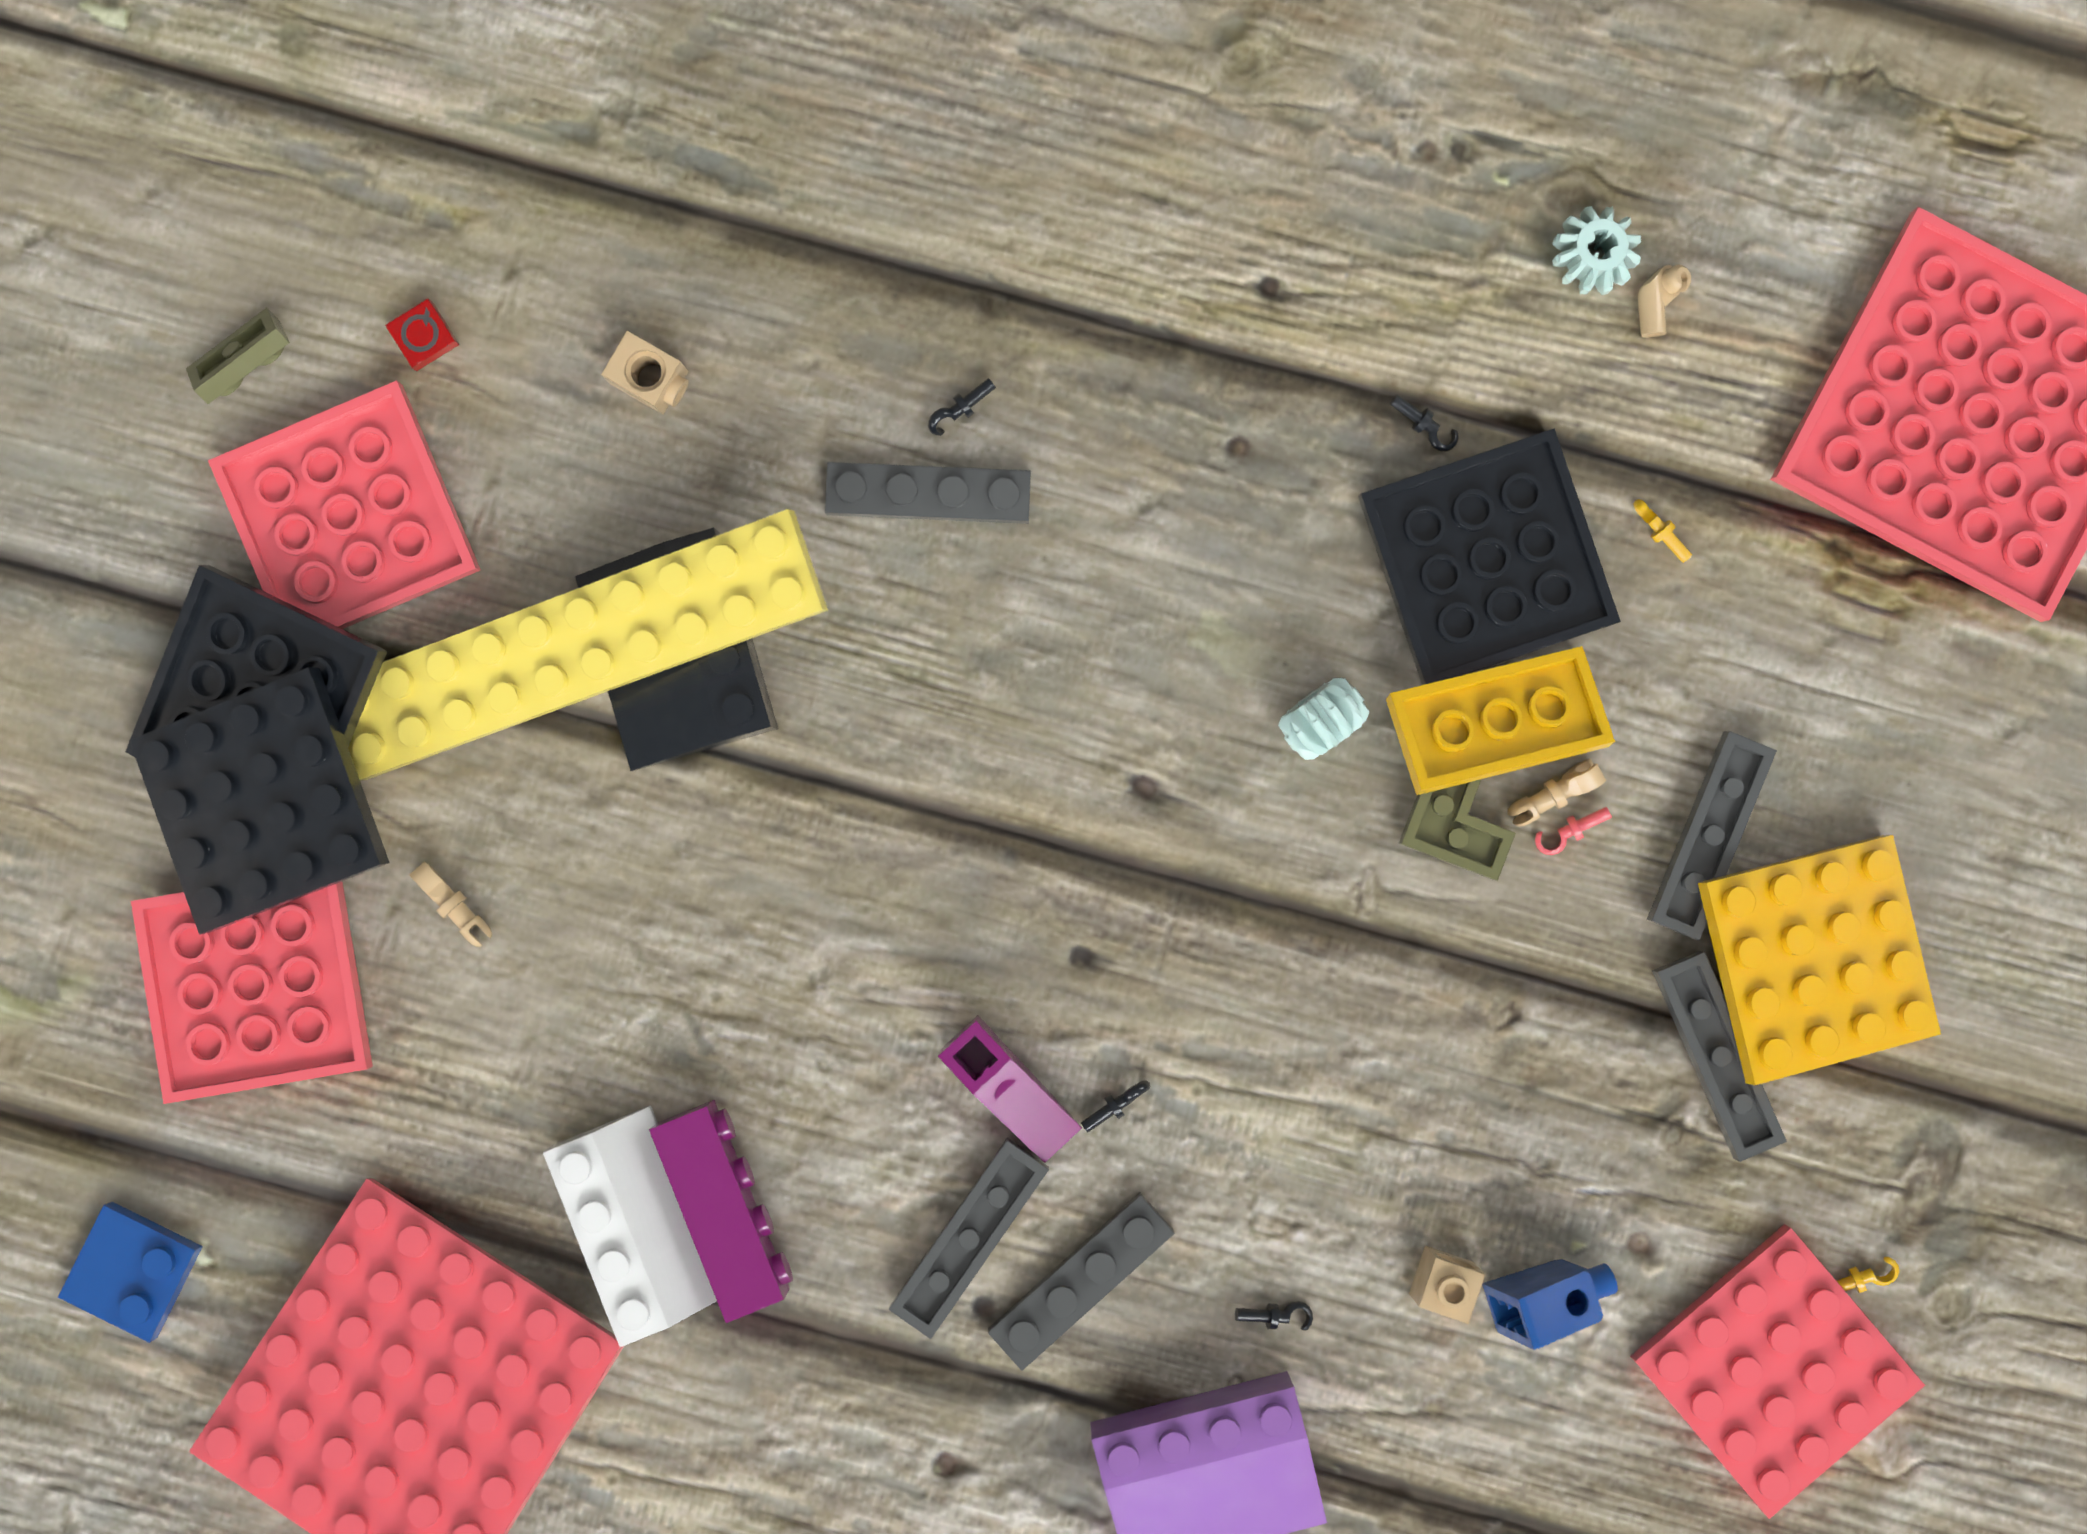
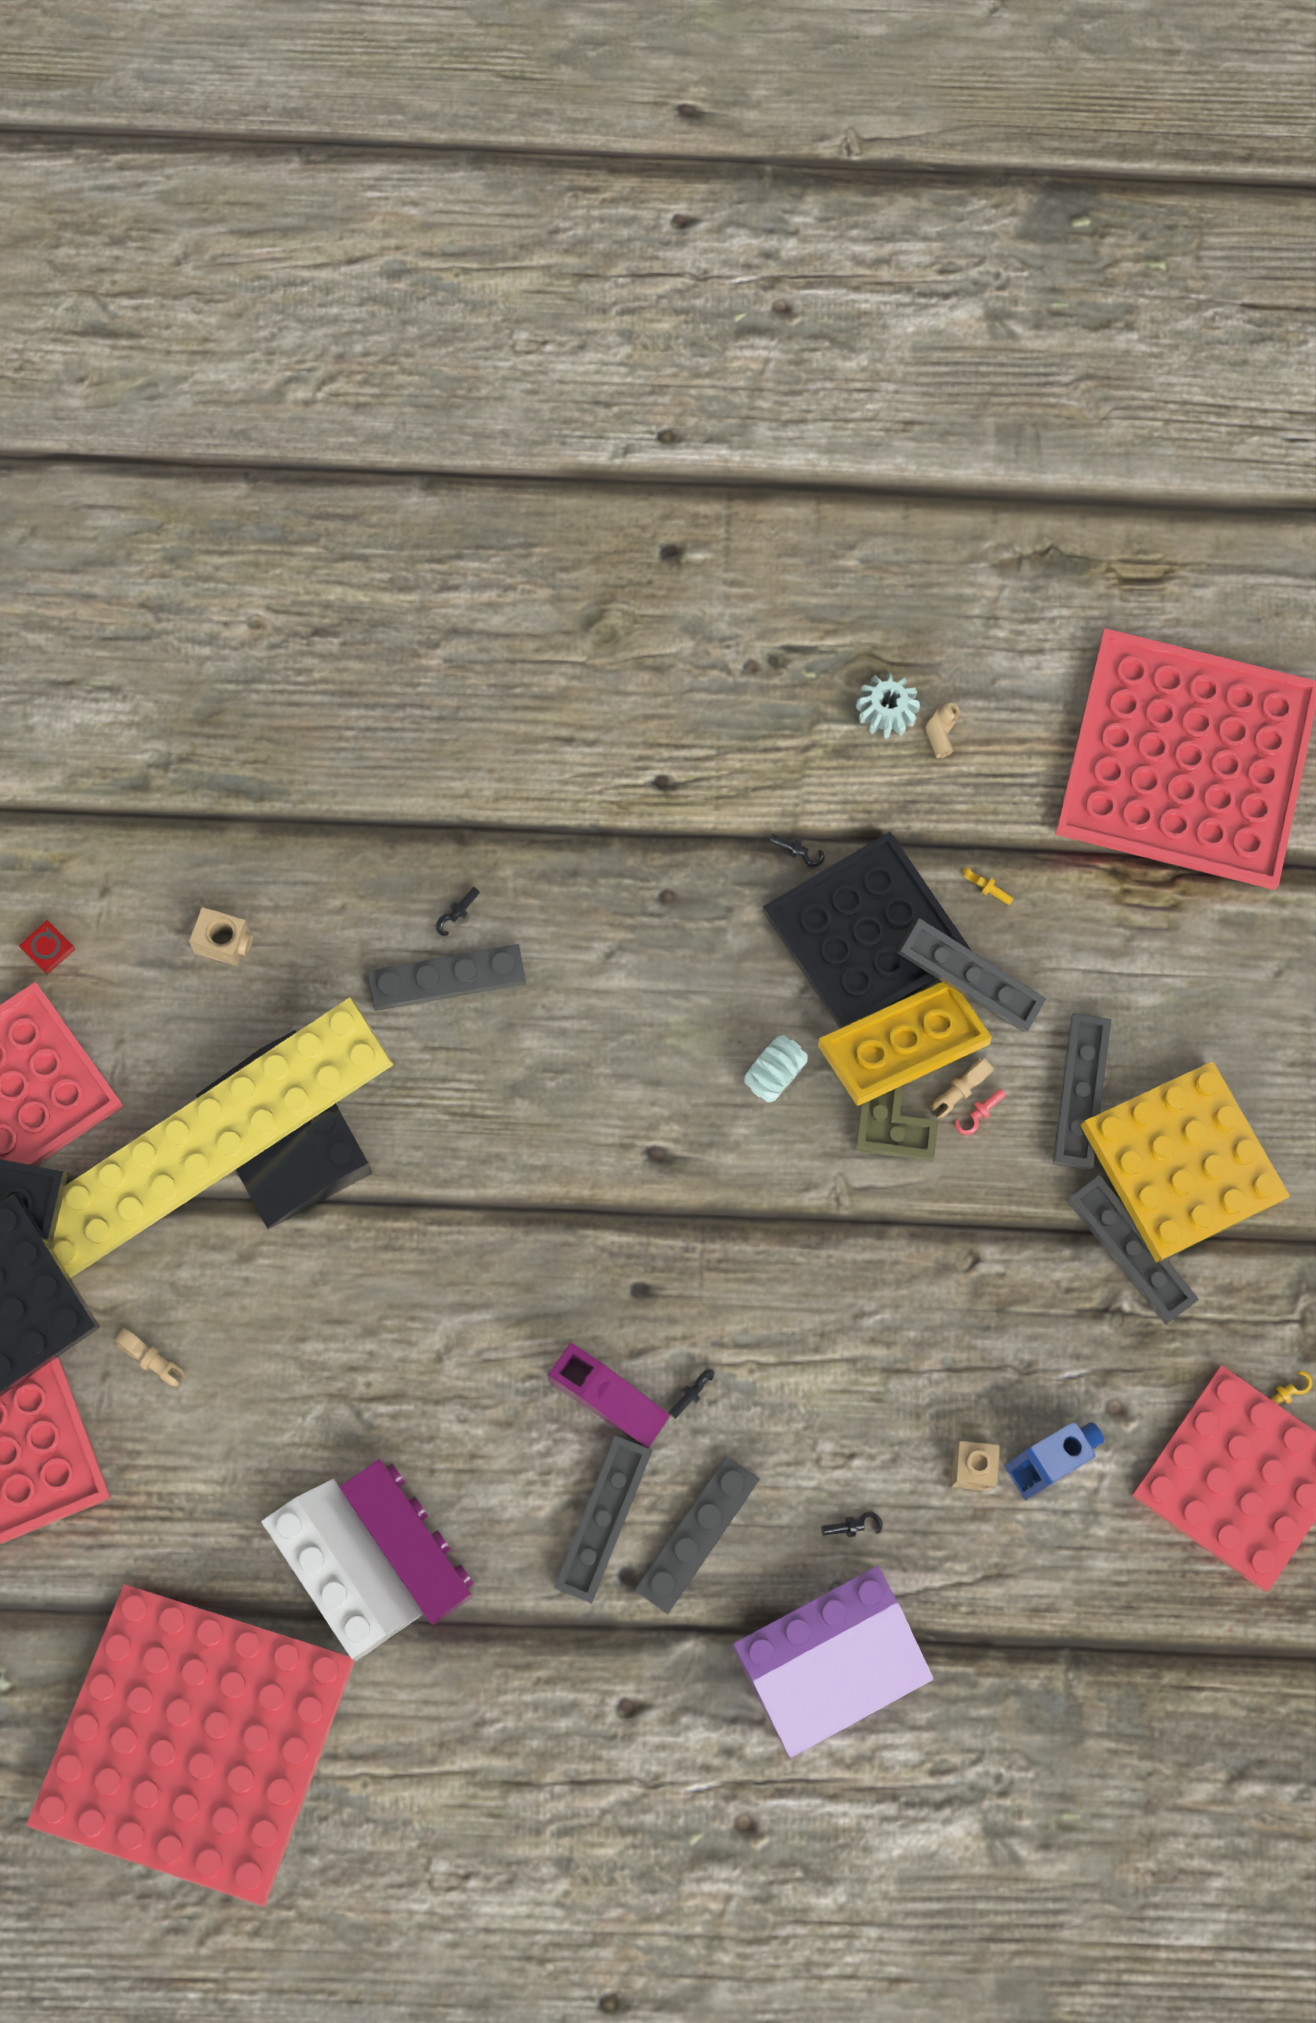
camera: 20 degrees left, 15 degrees down
(1610, 651) = (971, 975): none -> dark grey plate

